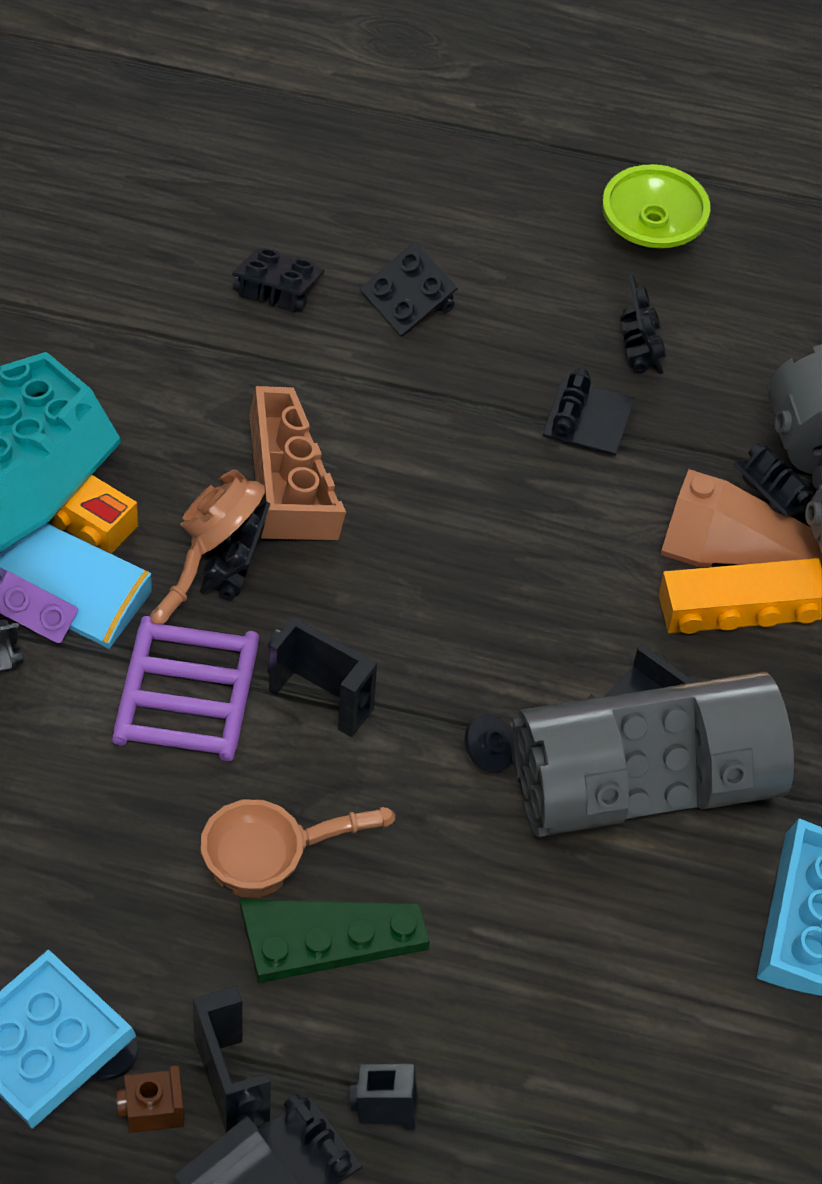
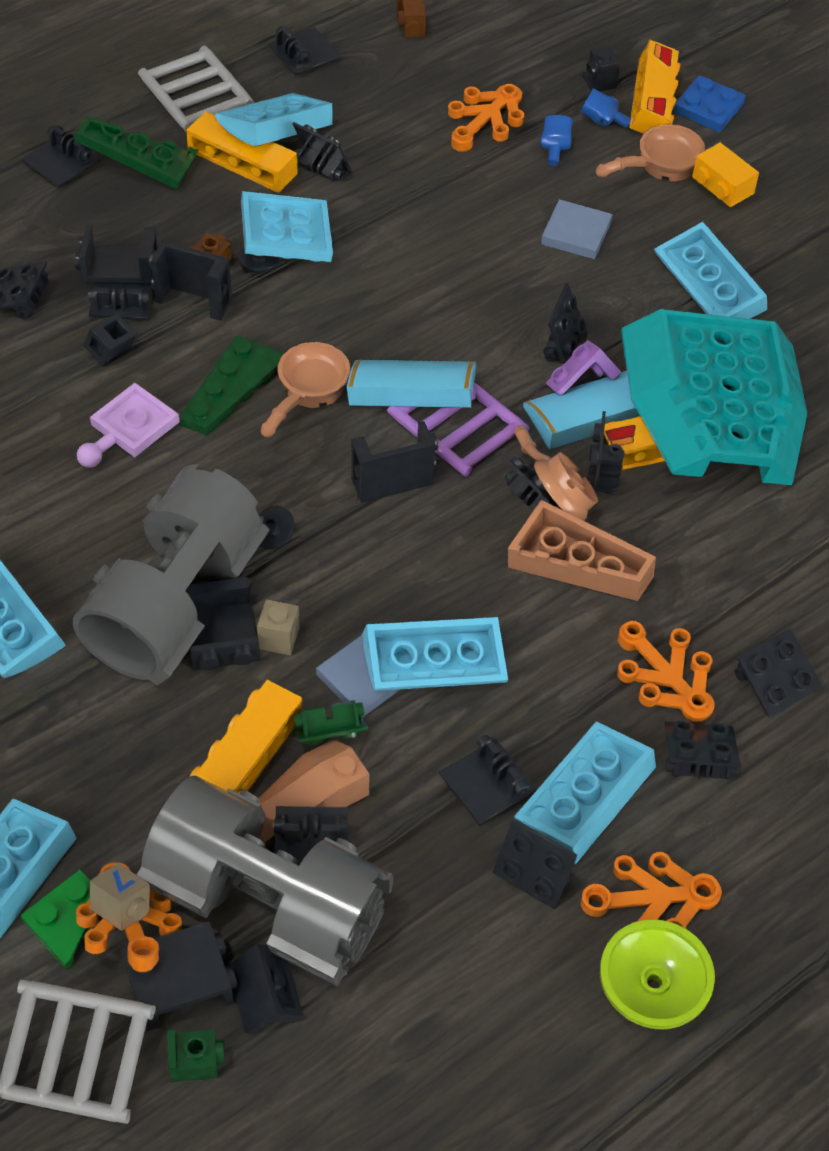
camera: 130 degrees right, 0 degrees up
(151, 509) = (606, 461): none -> black hinge
(178, 745) = (411, 383): none -> medium azure slope
(364, 319) = (667, 674): none -> orange plant
(479, 983) = (129, 420): none -> lavender plate
(508, 517) = (434, 653): none -> medium azure slope
(529, 341) = (588, 788): none -> medium azure slope
(548, 231) = (655, 893): none -> orange plant
(573, 570) = (349, 677): none -> sand blue tile
(601, 654) = (278, 627): none -> dark tan brick
(655, 547) = (343, 723): none -> dark green hinge

